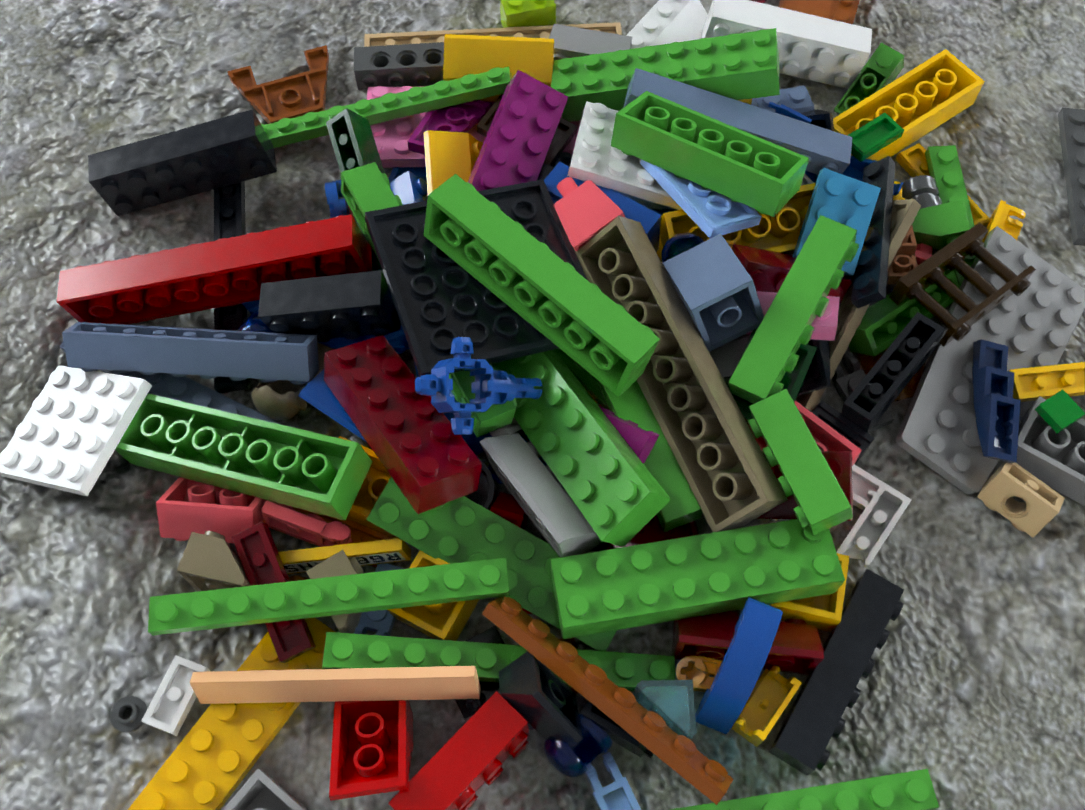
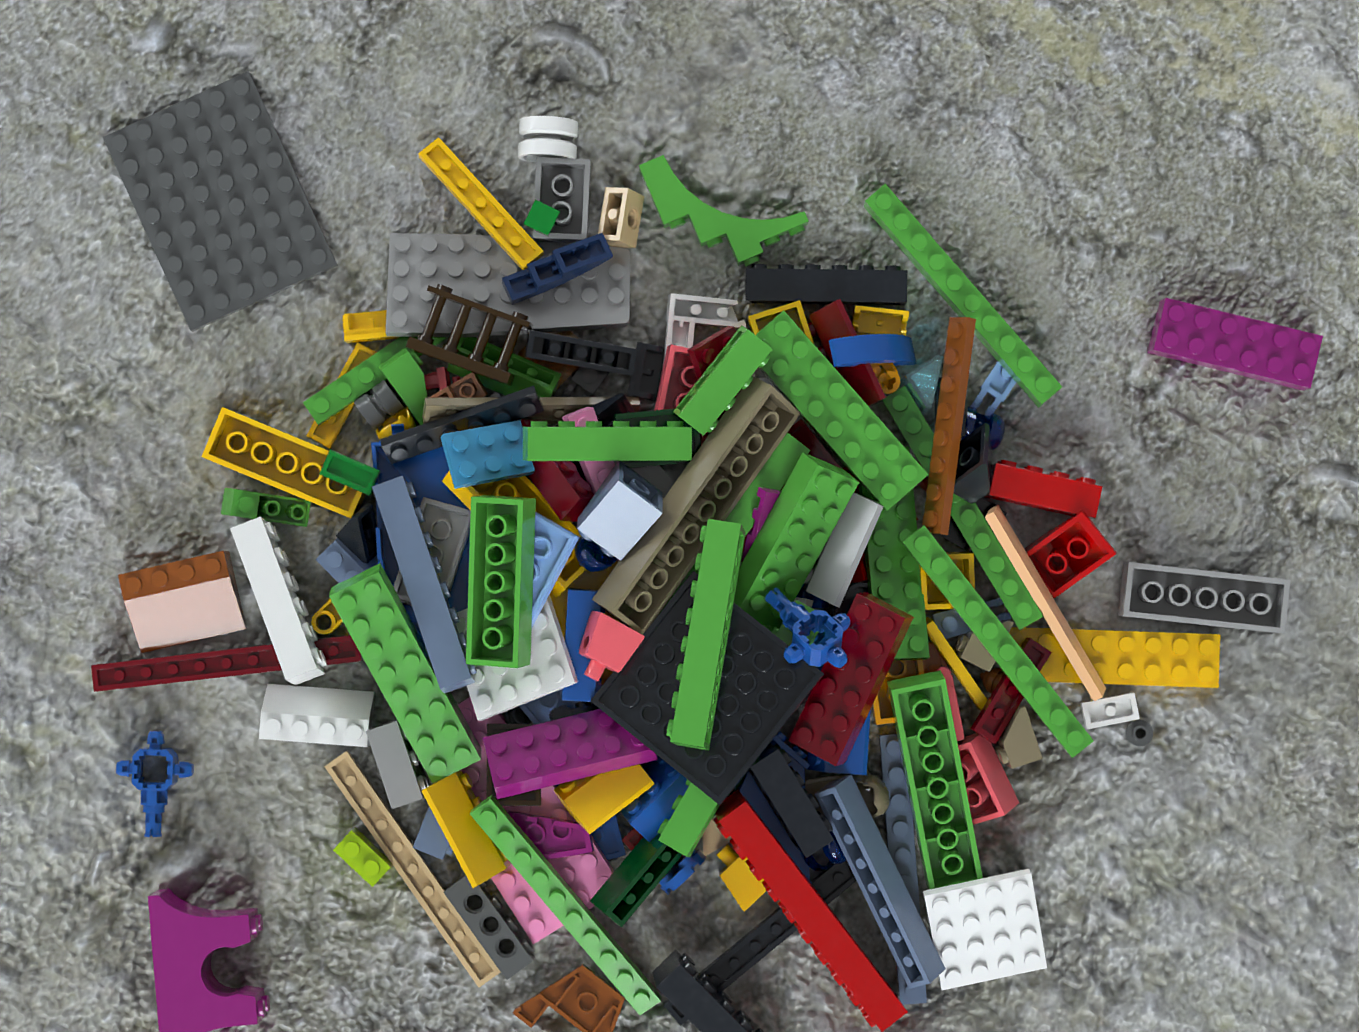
camera: 125 degrees left, 25 degrees up
(1004, 566) = (710, 225): none -> bright green arch

